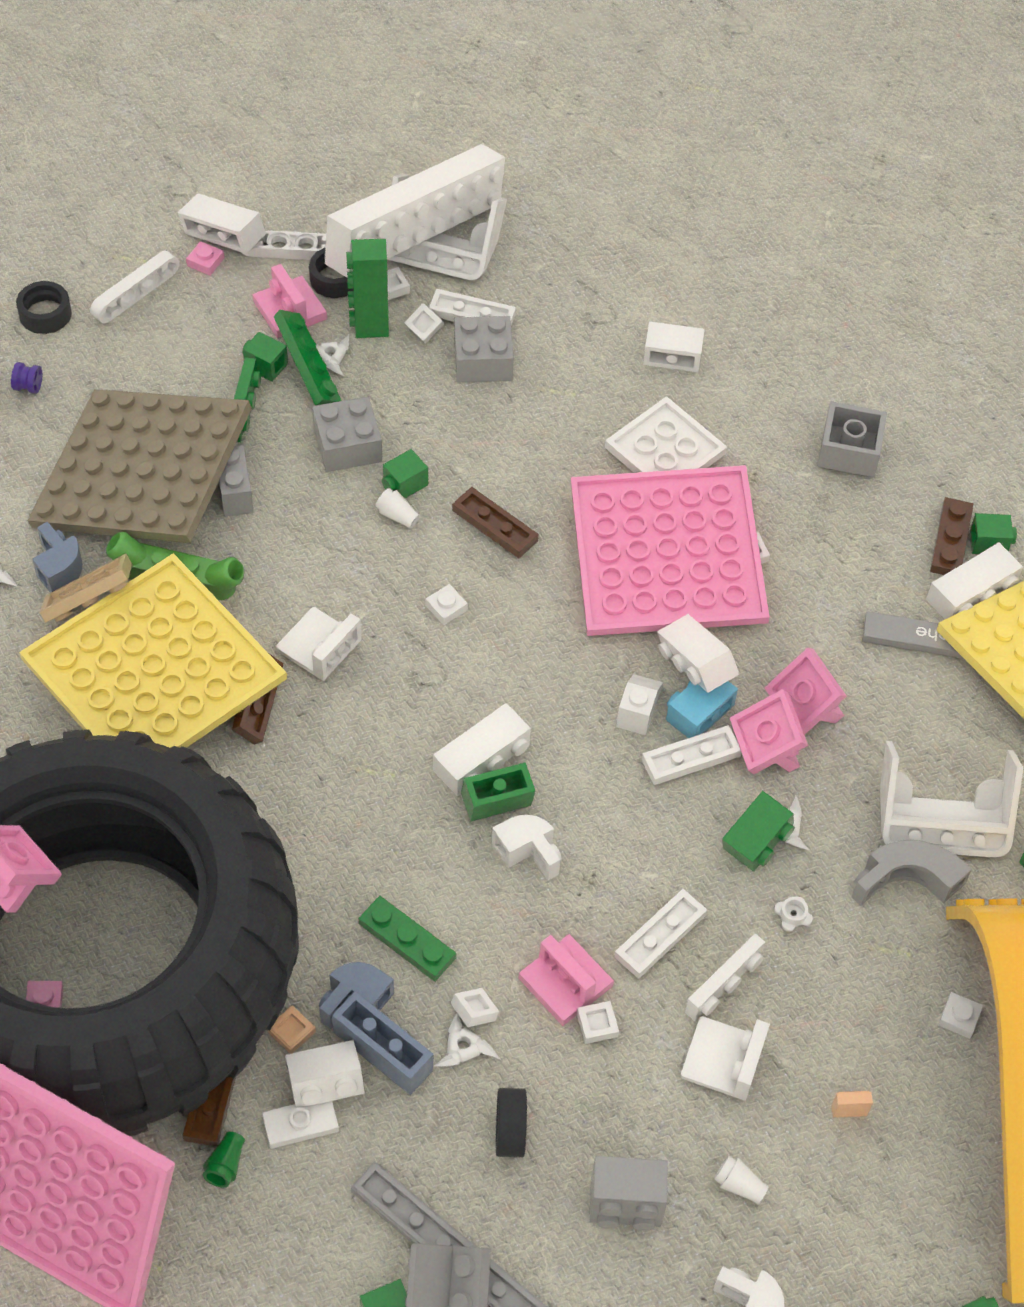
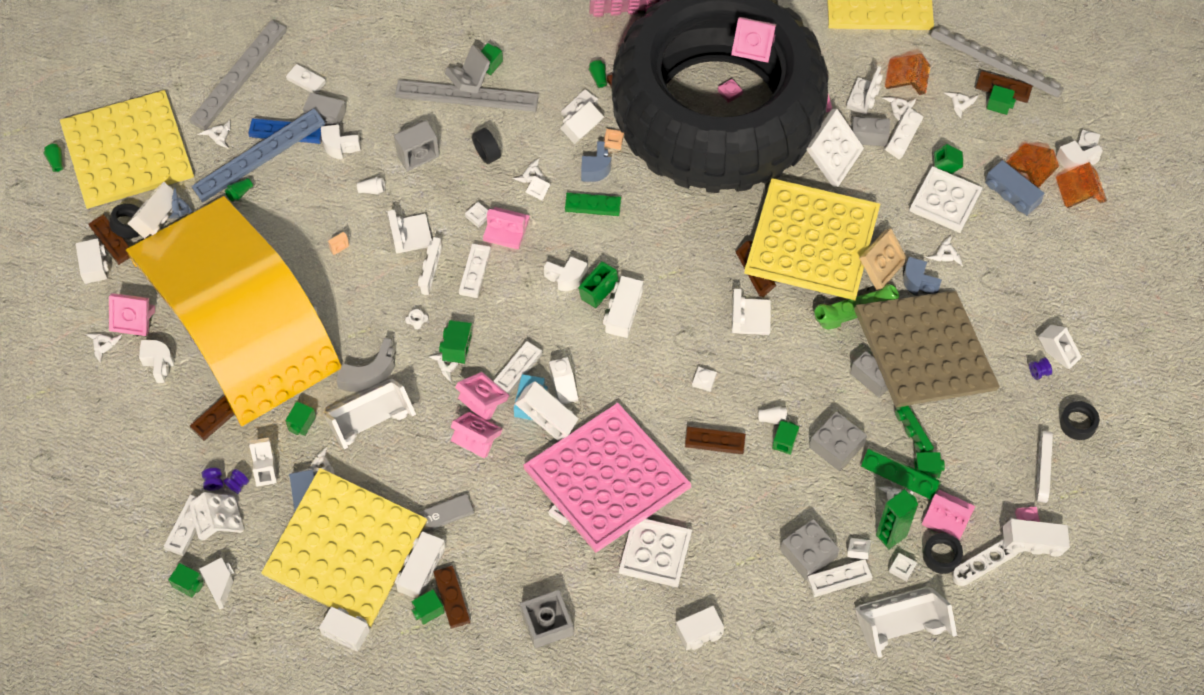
camera: 150 degrees right, 5 degrees up
(383, 1043) = (565, 145): sand blue brick -> none
(418, 206) = (921, 602): white brick -> none

